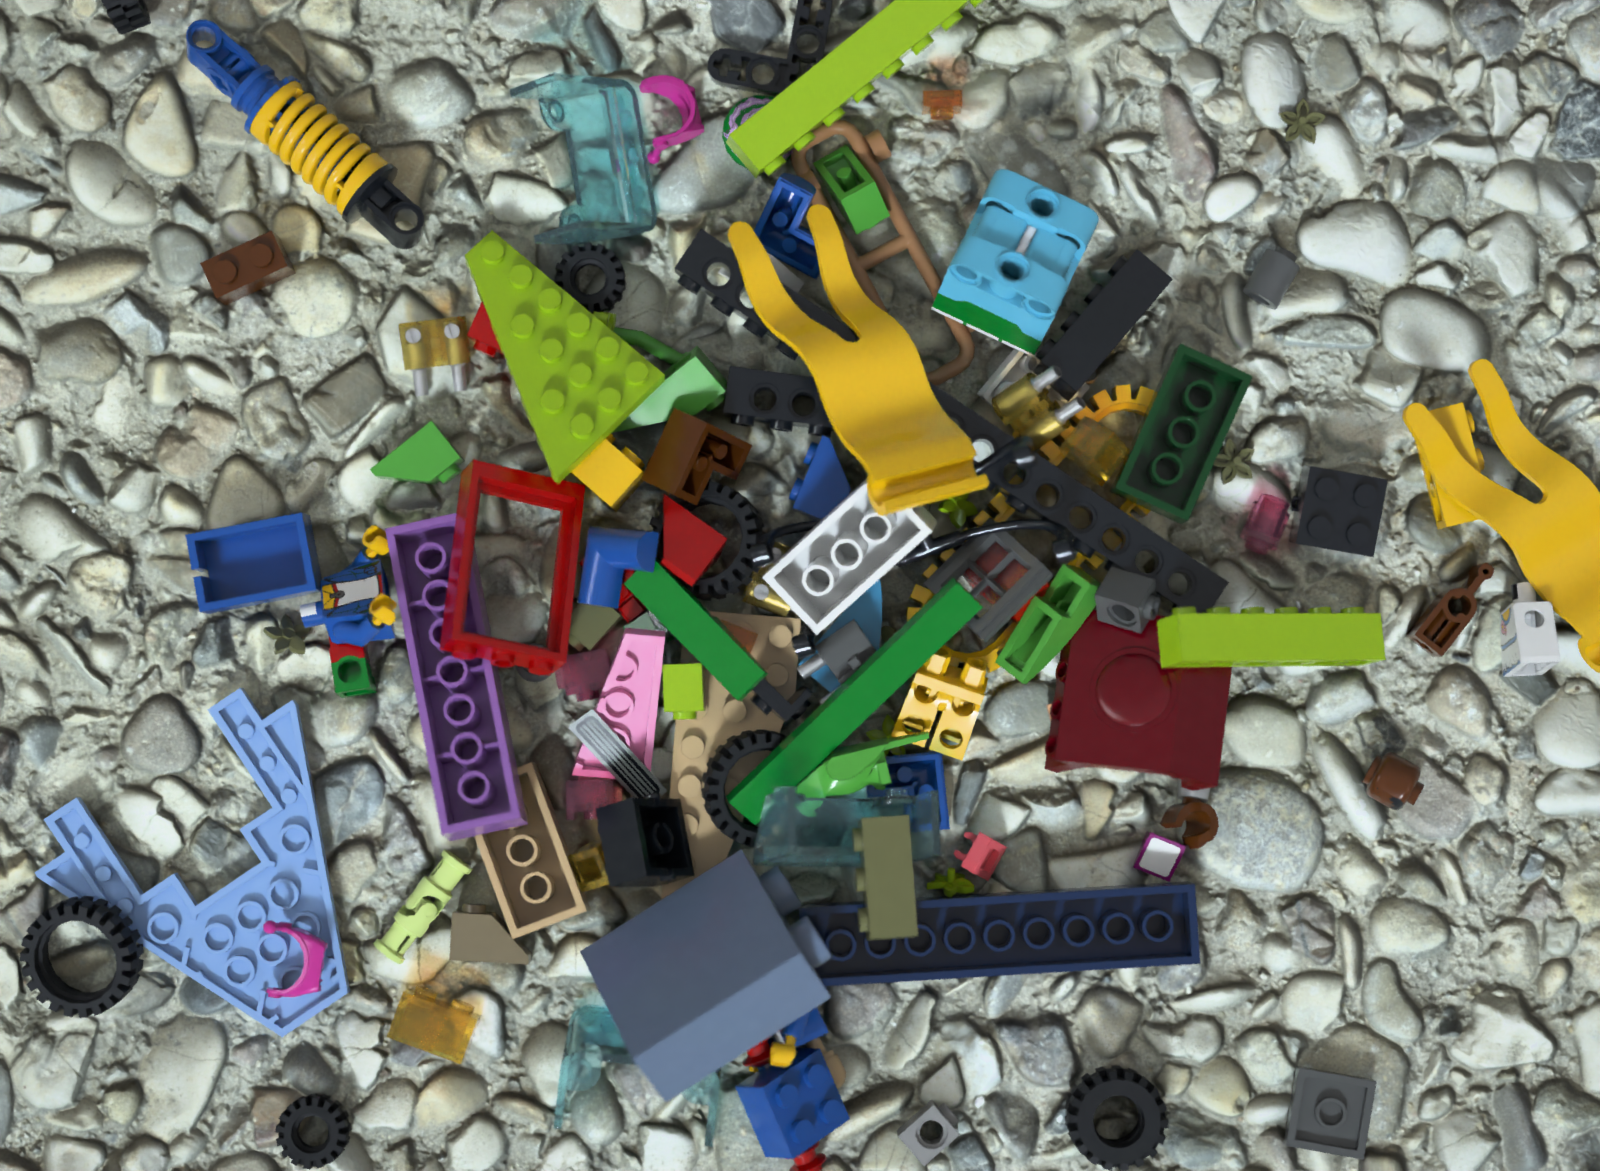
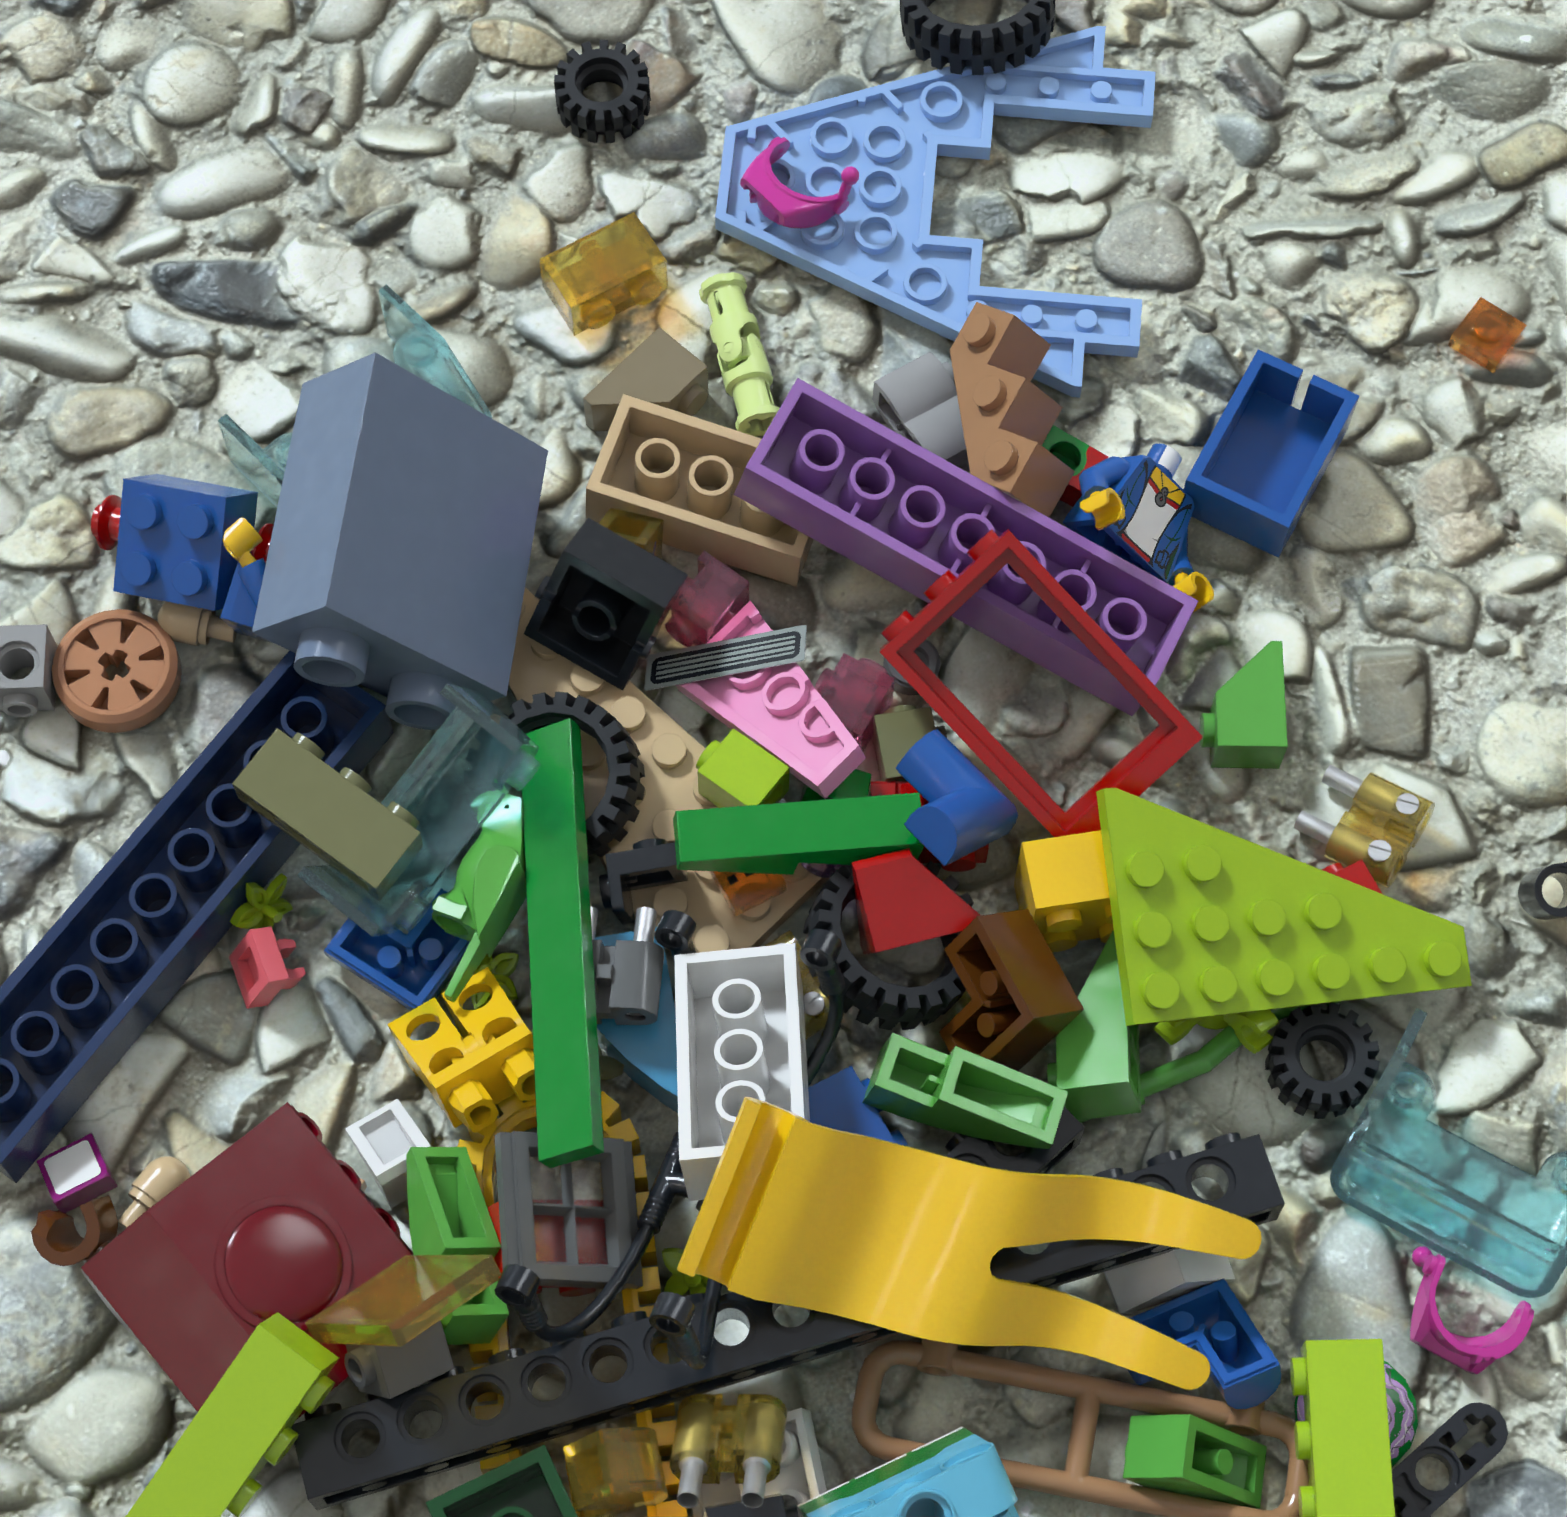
camera: 130 degrees right, 20 degrees down
(70, 504) = (1487, 335): none -> clear orange plate
(288, 636) = (1157, 431): olive plant -> none
(353, 719) = (1004, 411): none -> medium nougat brick
(376, 768) = (924, 407): none -> light grey brick
(765, 435) = (964, 1094): none -> bright green slope
(905, 1097) = (125, 701): none -> nougat wheel
(1018, 707) = (383, 1143): none -> white slope
(1110, 606) = (404, 1299): none -> clear yellow tile
(1136, 805) = (152, 1185): none -> tan cylinder

